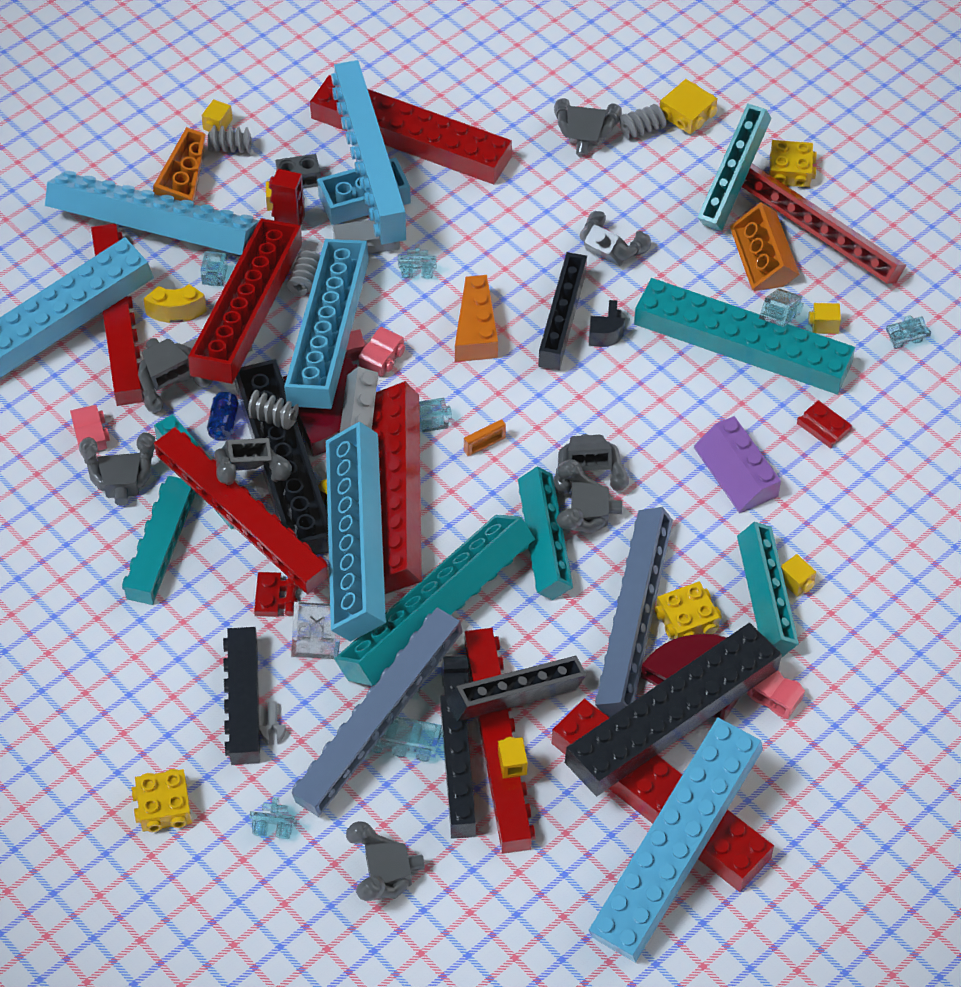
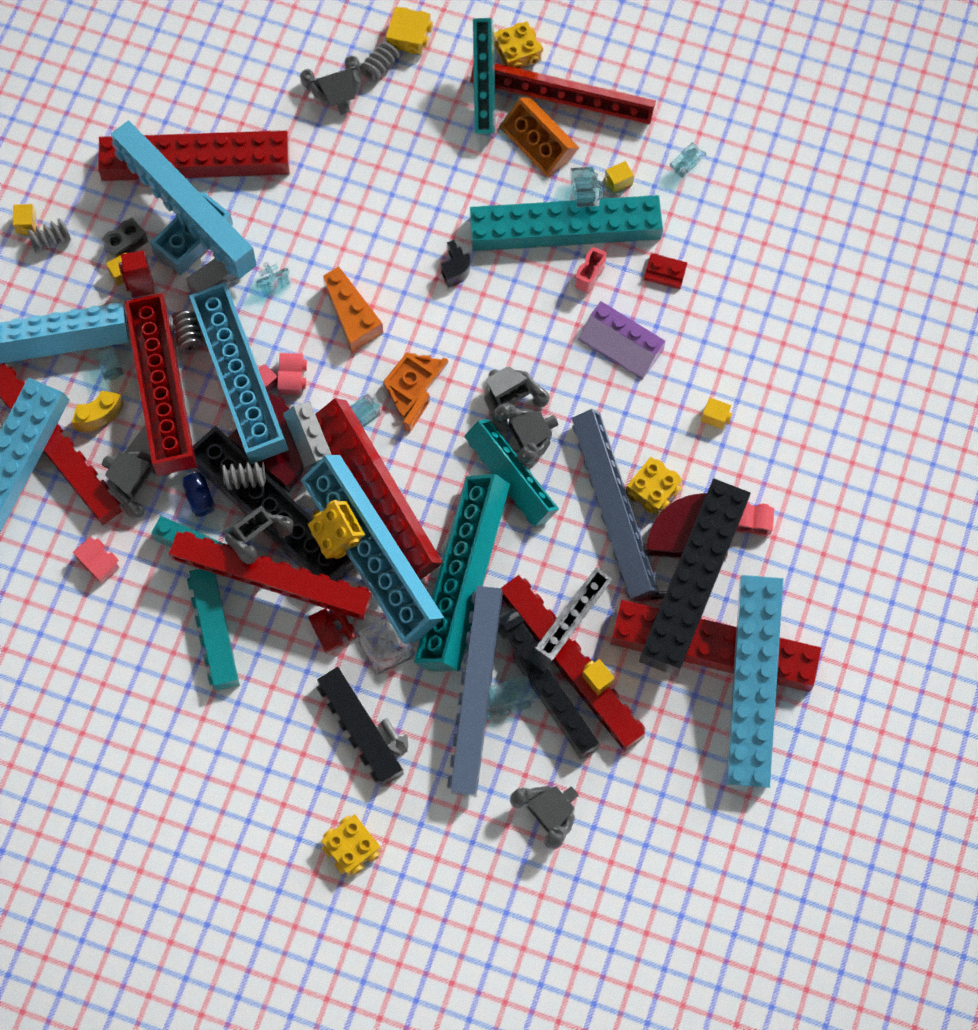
camera: 30 degrees left, 15 degrees up
(122, 473) = (146, 587): dark grey torso -> none
(183, 168) = (29, 286): orange wedge -> none
(284, 822) = (453, 814): clear light blue hips -> none
(329, 494) = (336, 529): none -> yellow brick
(499, 403) = (410, 378): none -> orange wing
(562, 311) = (415, 268): black brick -> none
(609, 245) = (416, 191): dark grey torso -> none
(742, 386) = (590, 270): none -> coral brick
(767, 587) = (702, 436): teal brick -> none

